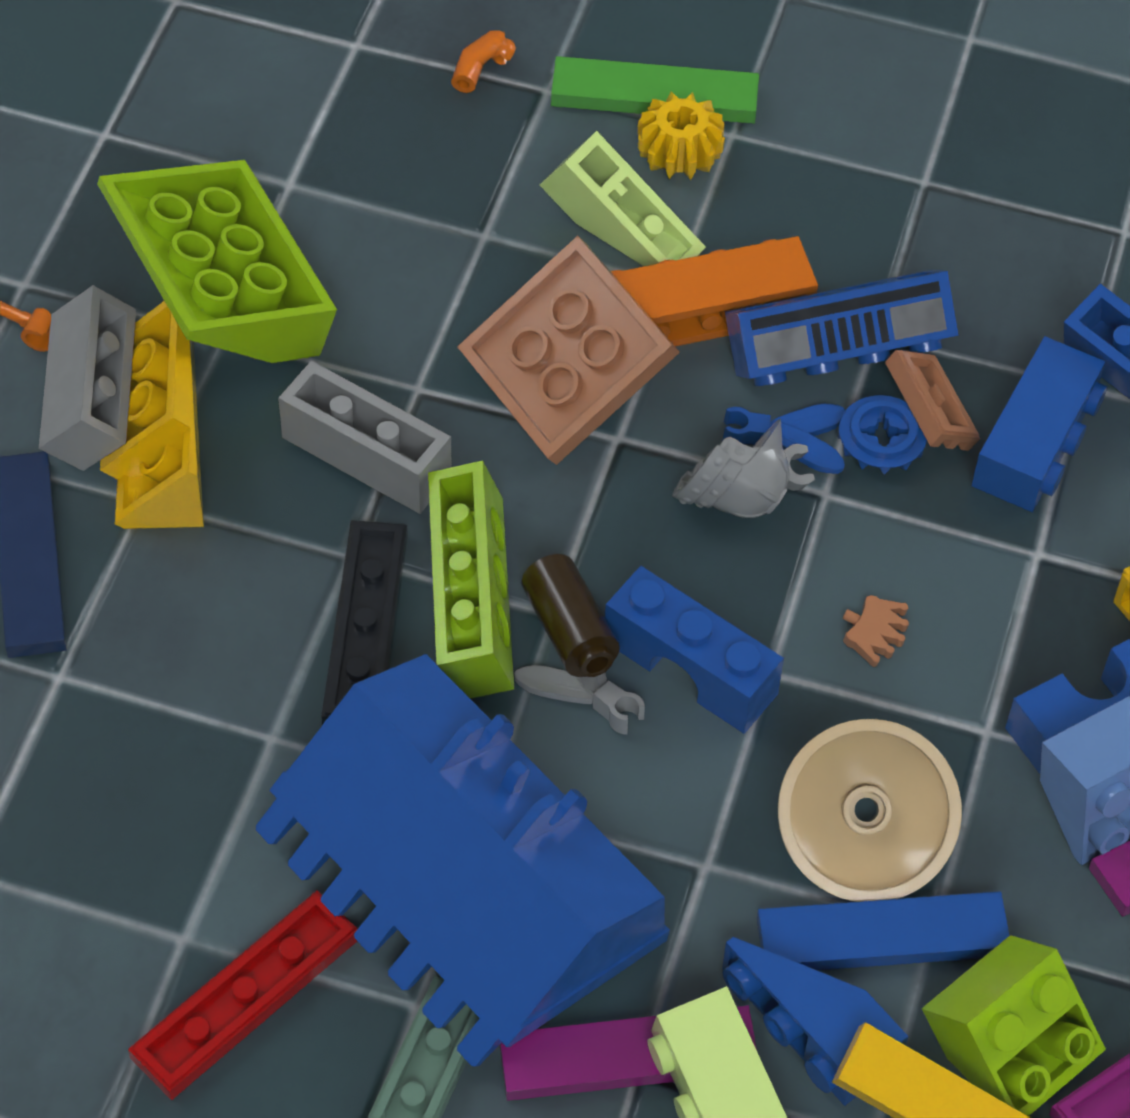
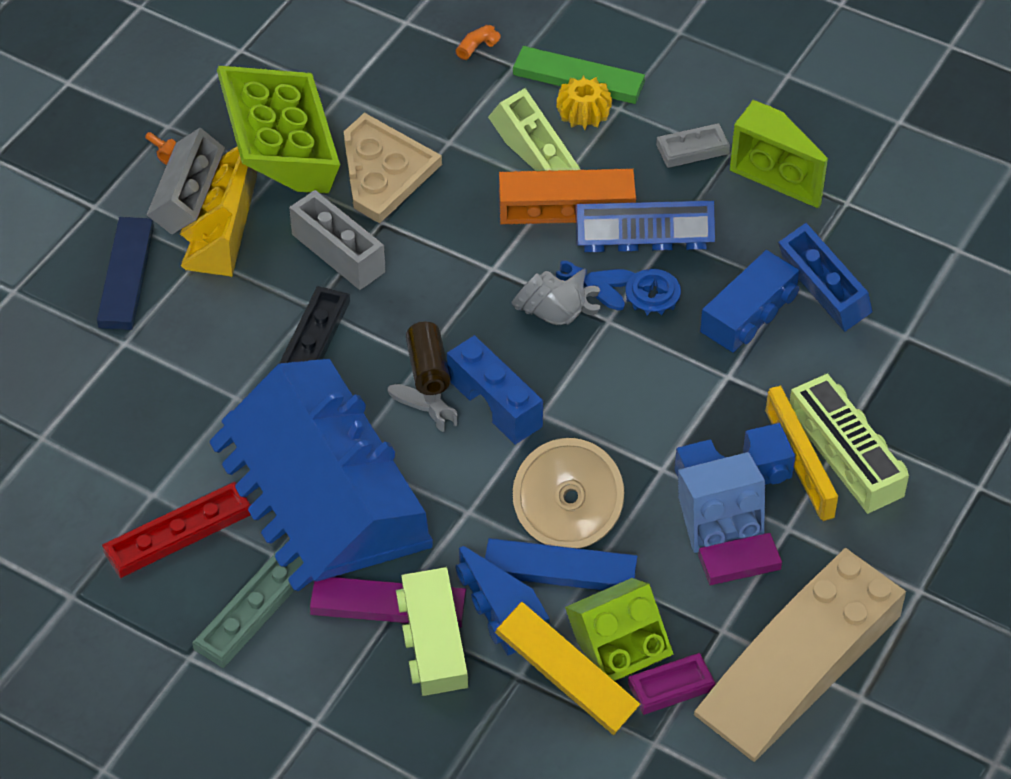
camera: 15 degrees right, 5 degrees down
(397, 295) = (384, 166): none -> tan plate
(470, 580) = (373, 328): lime brick -> none
(567, 350) = (471, 210): nougat plate -> none
(868, 178) = (693, 145): none -> light grey plate
(876, 628) = (613, 399): nougat piece -> none
(932, 400) = (688, 276): nougat tile -> none
(1015, 175) = (777, 154): none -> lime slope

